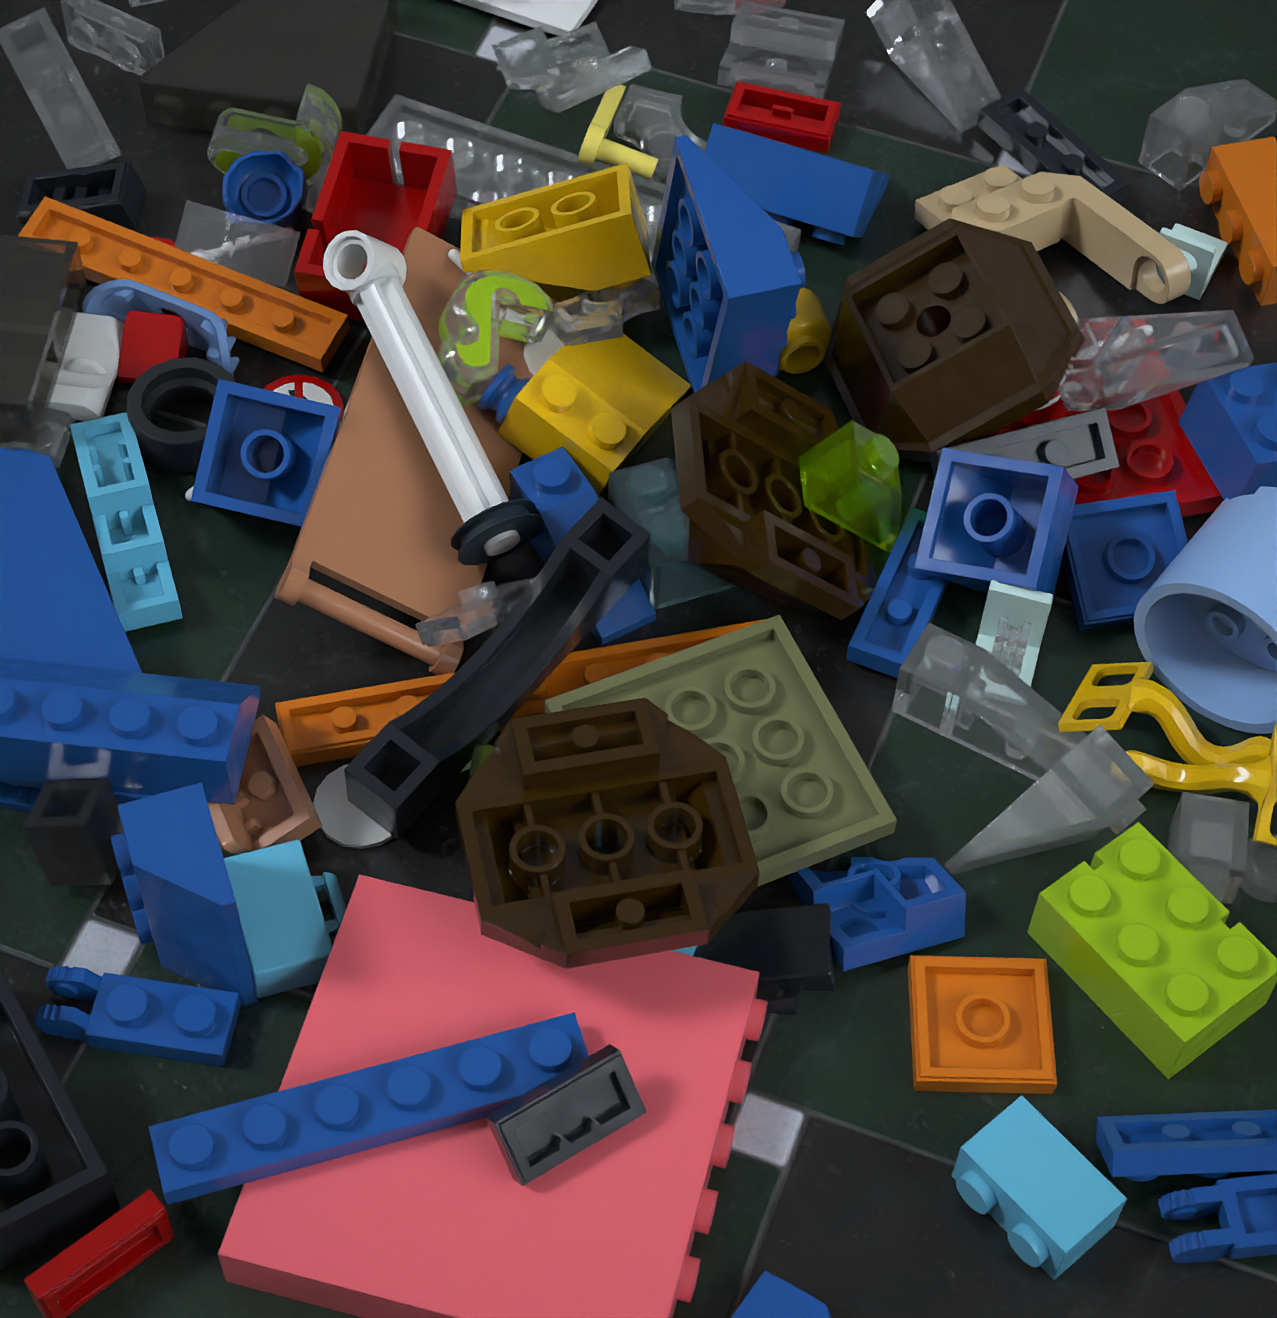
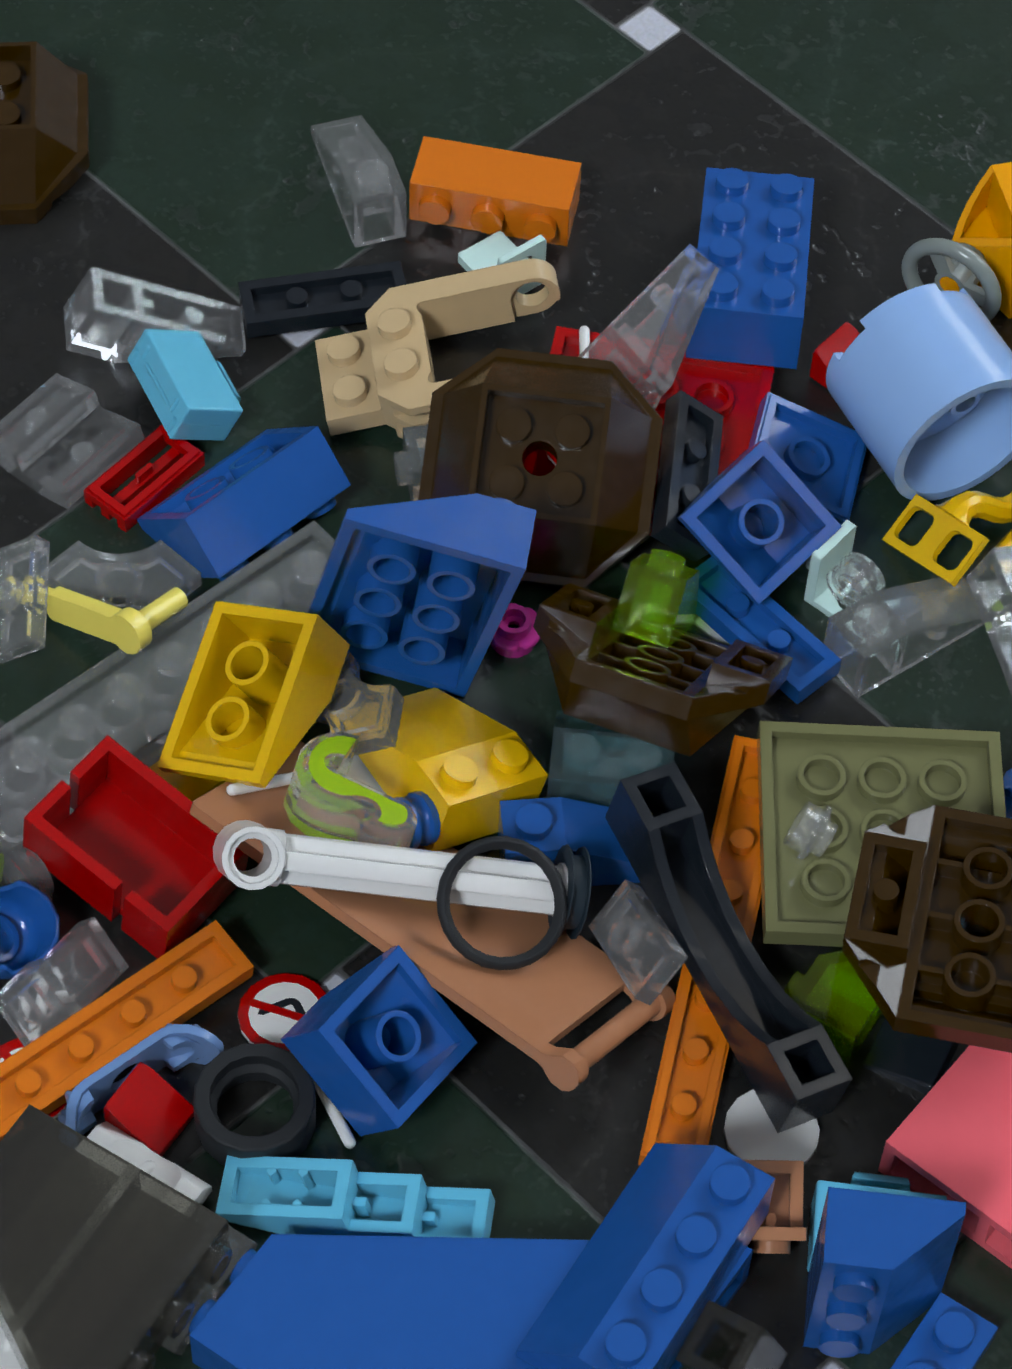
camera: 65 degrees left, 0 degrees up
(393, 435) = (453, 934): none -> black tyre
(665, 685) = (811, 831): none -> clear plate
(885, 96) = (185, 385): none -> medium azure piece

